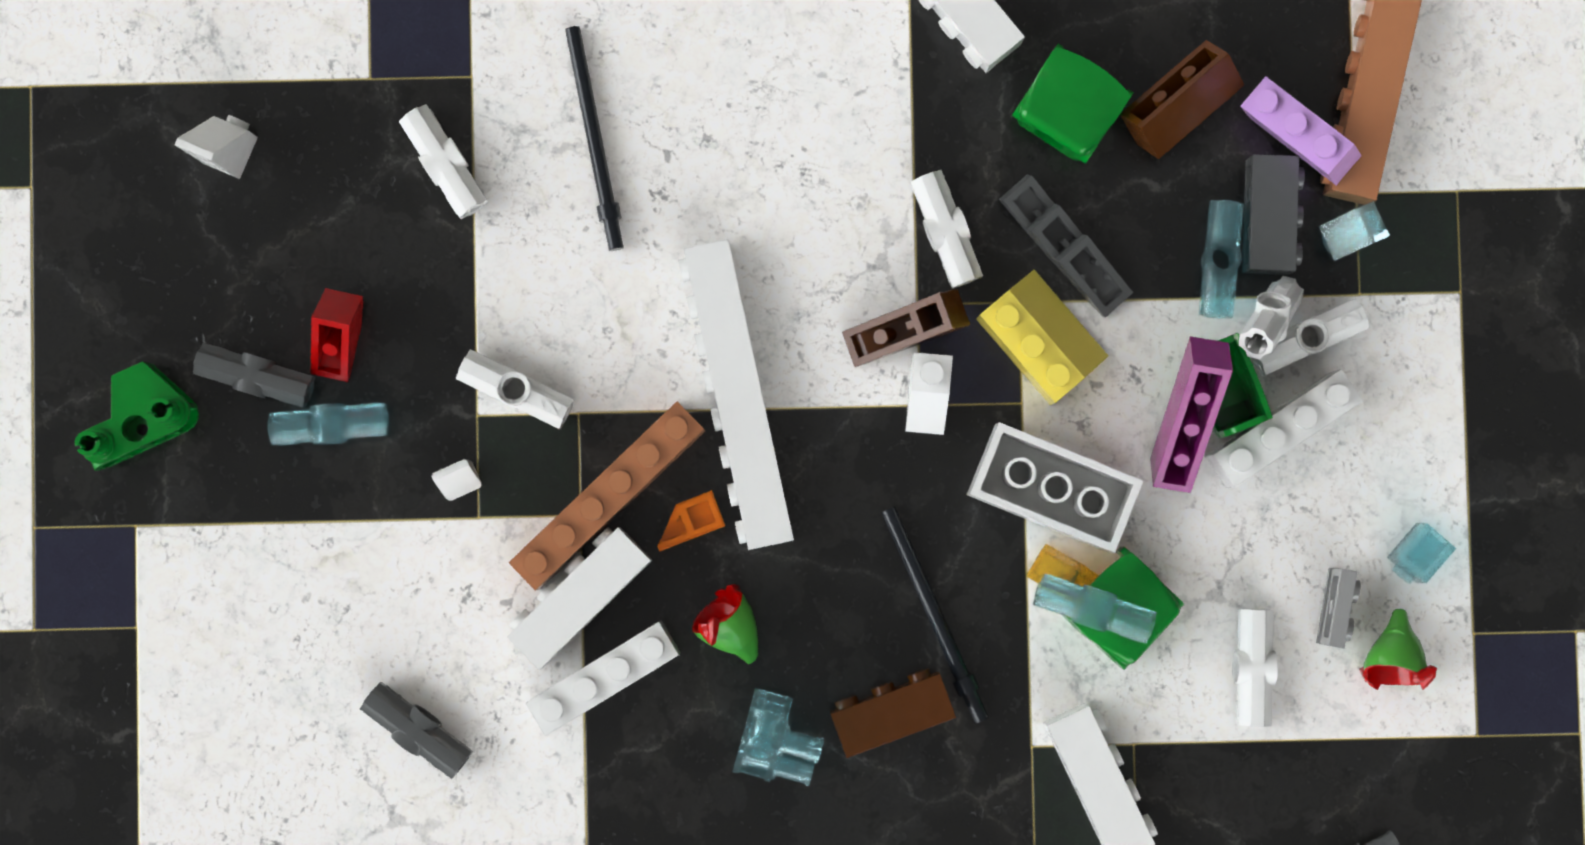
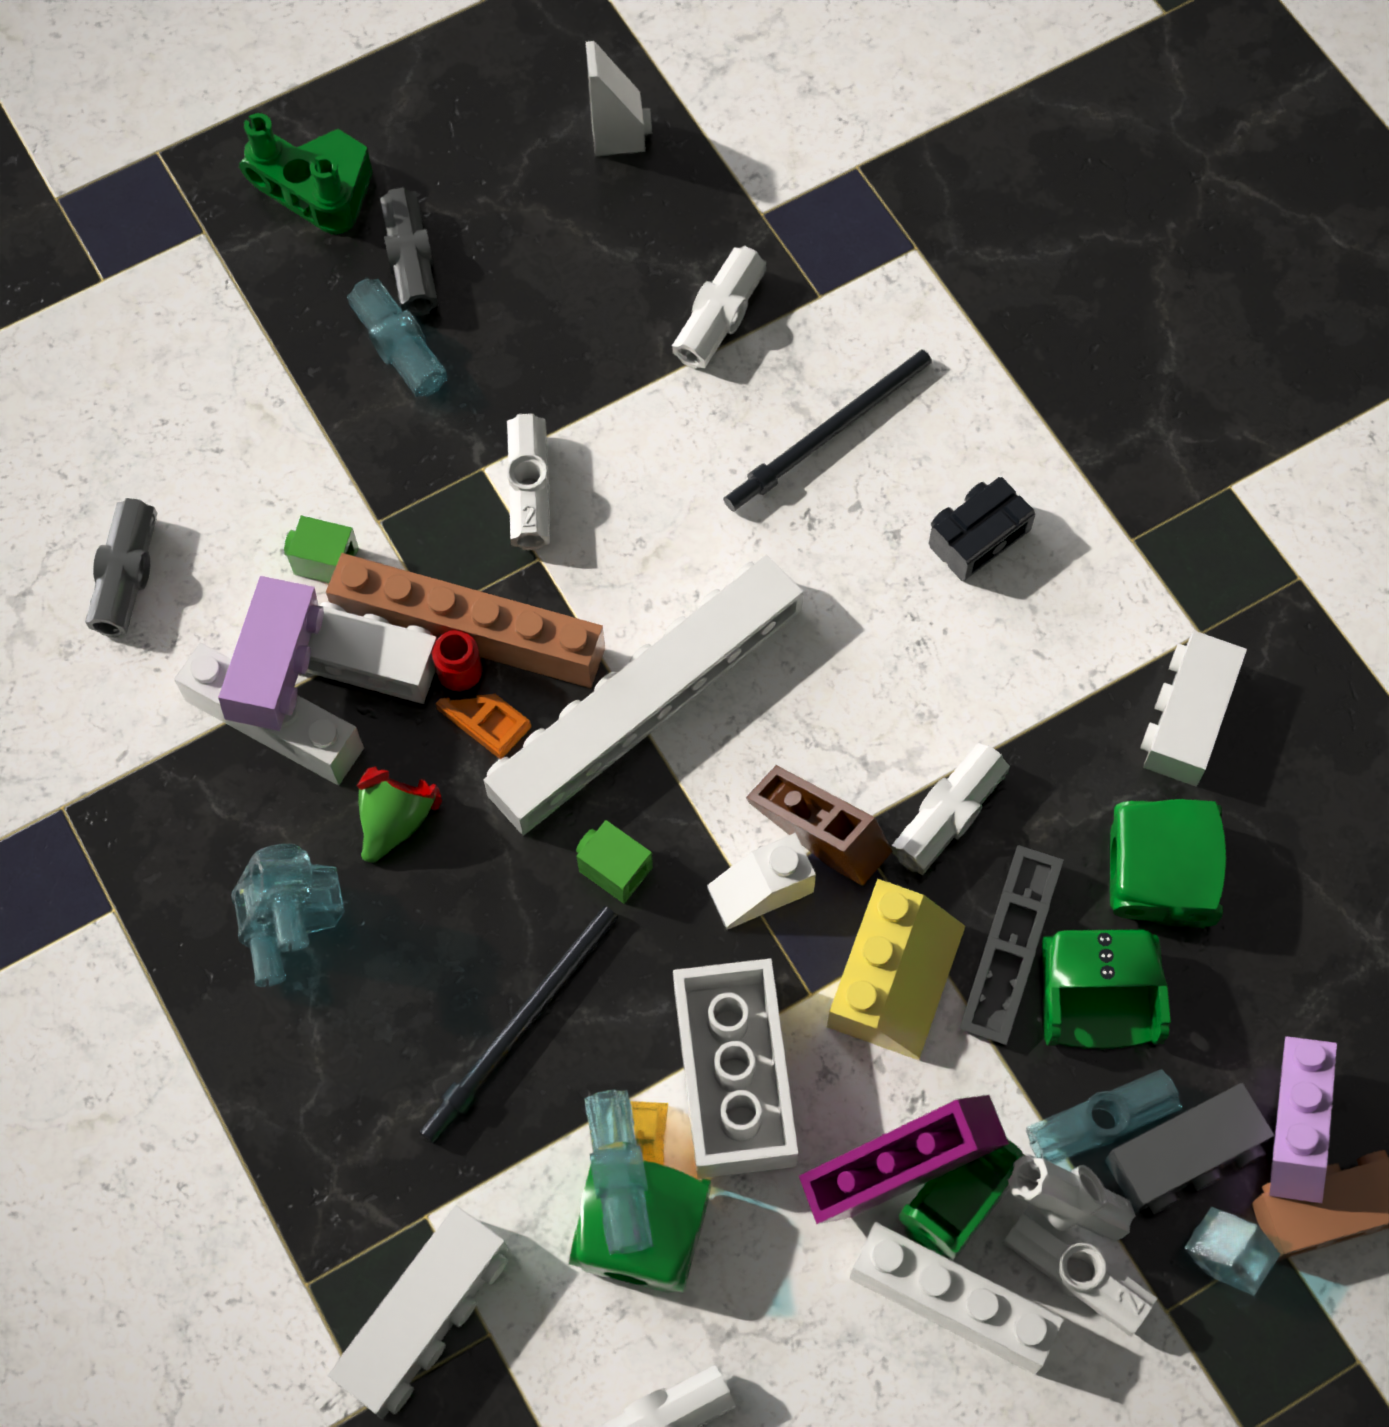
camera: 65 degrees right, 20 degrees down
(335, 334) = (490, 297): red slope -> none
(457, 479) = (406, 476): white slope -> none
(485, 574) = (317, 546): none -> bright green brick
(574, 656) = (271, 653): none -> lavender brick
(626, 519) = (457, 660): none -> red brick
(743, 76) = (980, 527): none -> black brick
(854, 488) = (613, 860): none -> bright green brick
(892, 712) = (384, 1030): reddish brown brick -> none
(1134, 204) = (1104, 989): none -> green piece
(1182, 99) = (1251, 976): reddish brown brick -> none

